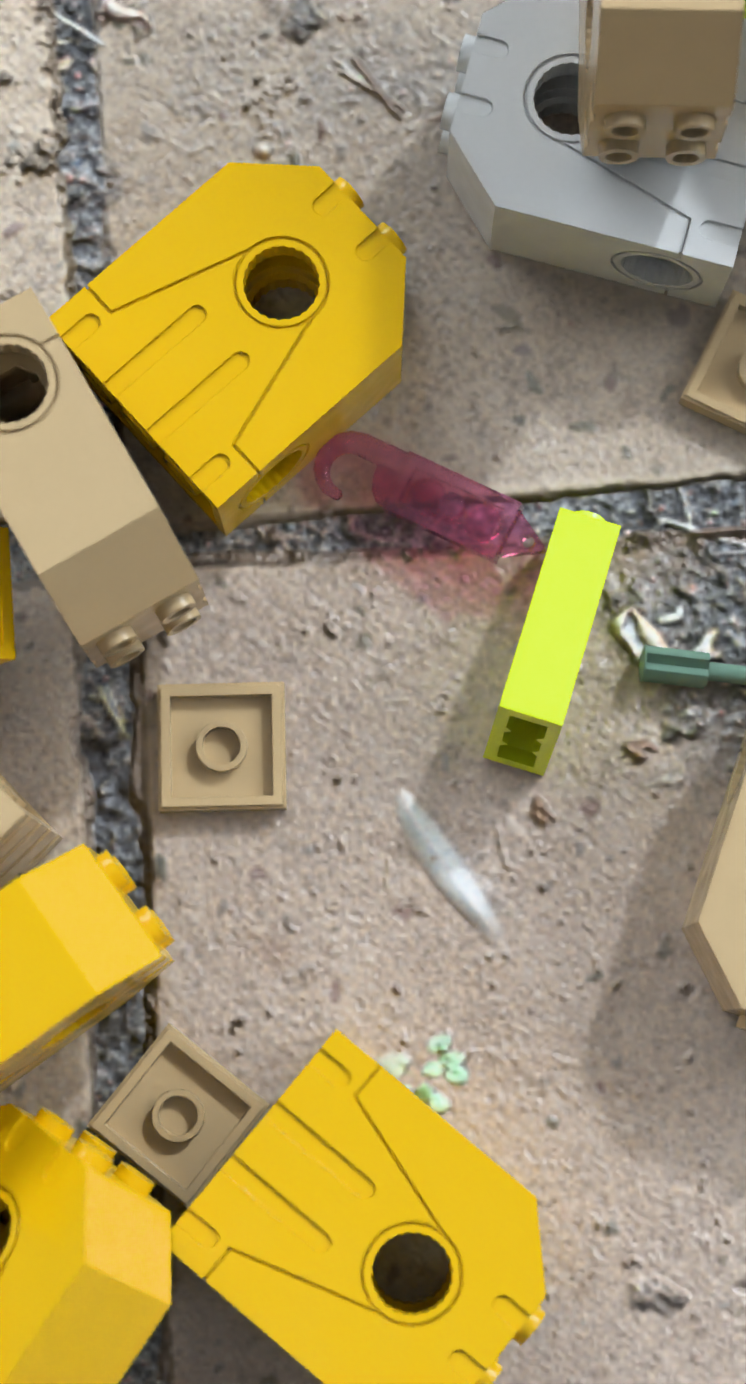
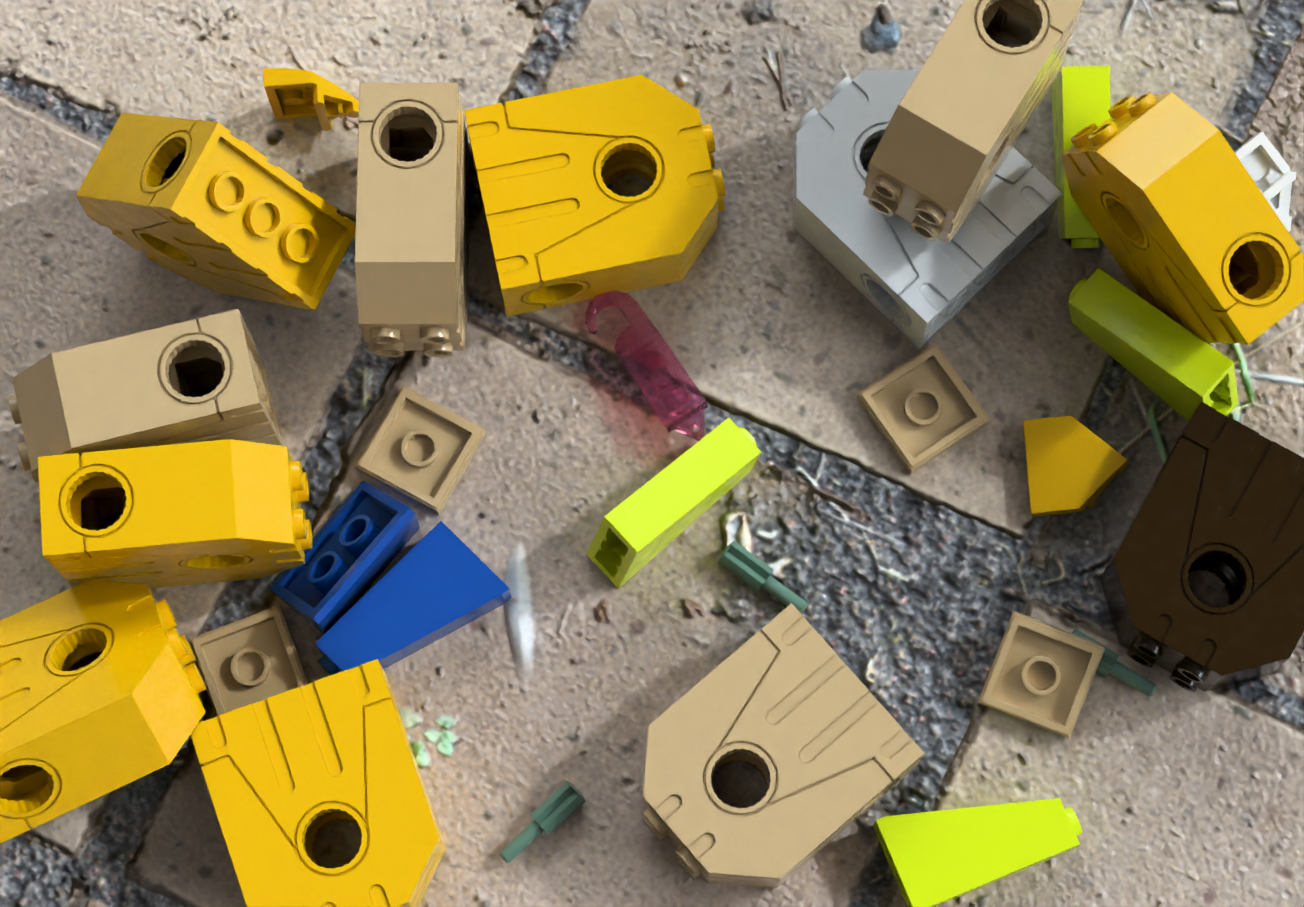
camera: 30 degrees right, 5 degrees down
(214, 916) = (347, 556): none -> blue slope
(327, 928) = (415, 604): none -> blue slope
(624, 1089) = (546, 818): none -> sand green axle

